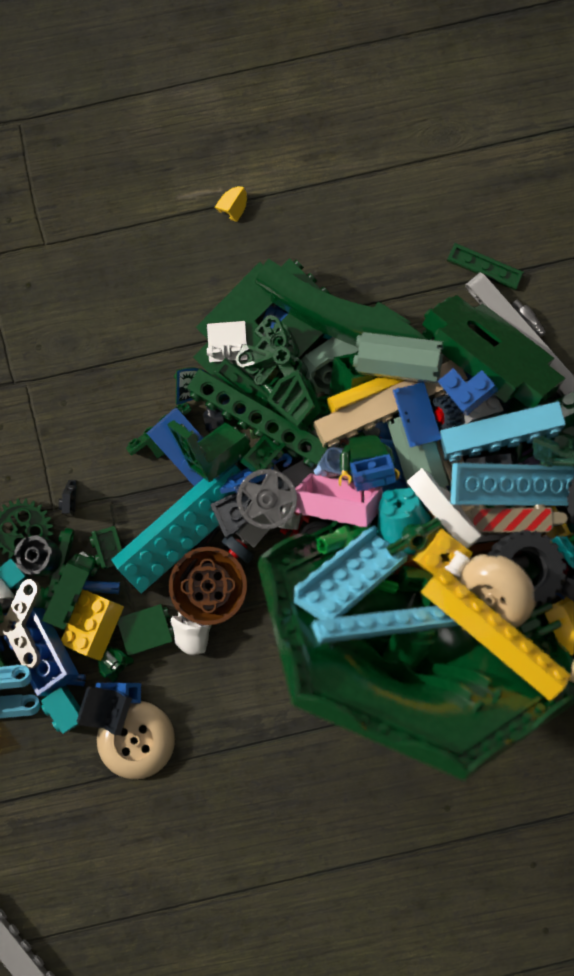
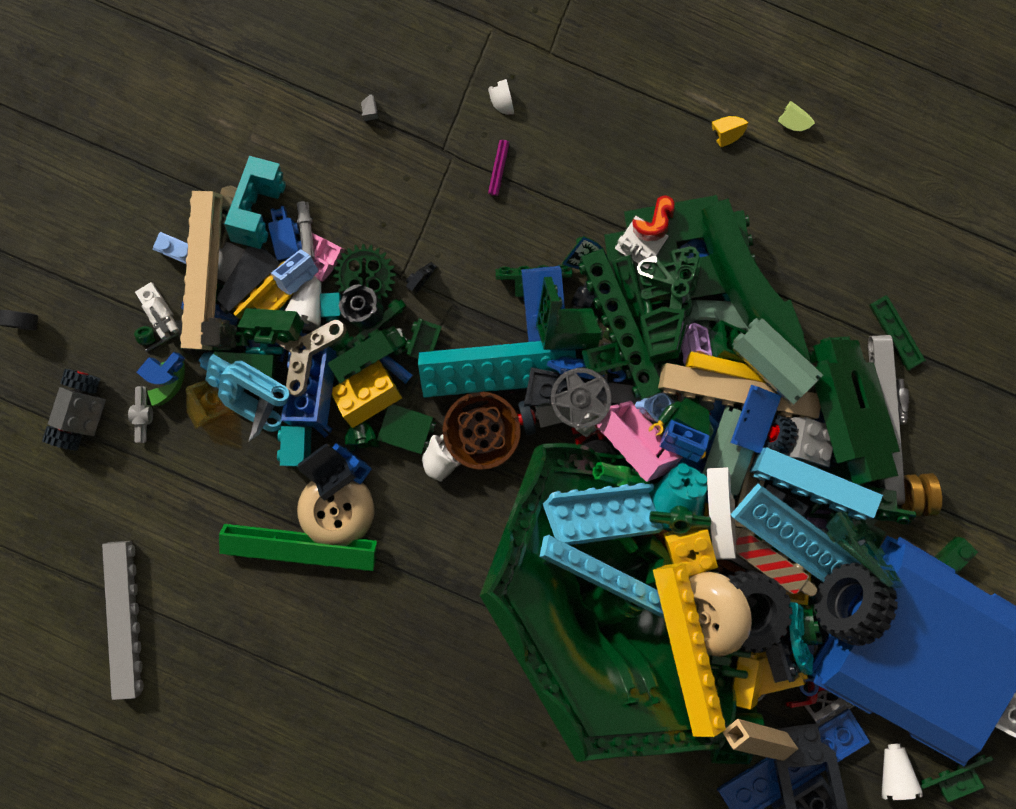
camera: 30 degrees right, 5 degrees up
(17, 701) = (262, 413): none -> flat silver bar
(31, 307) = (501, 97): none -> white brick
(69, 365) = (498, 167): none -> magenta axle
(124, 794) = (295, 547): none -> green brick
(231, 318) = (659, 225): none -> red animal
(279, 156) = (795, 118): none -> yellowish green brick
(327, 386) = (696, 341): none -> lavender brick
(457, 564) = (699, 569): white bush -> none
(470, 394) = (810, 434): blue brick -> none

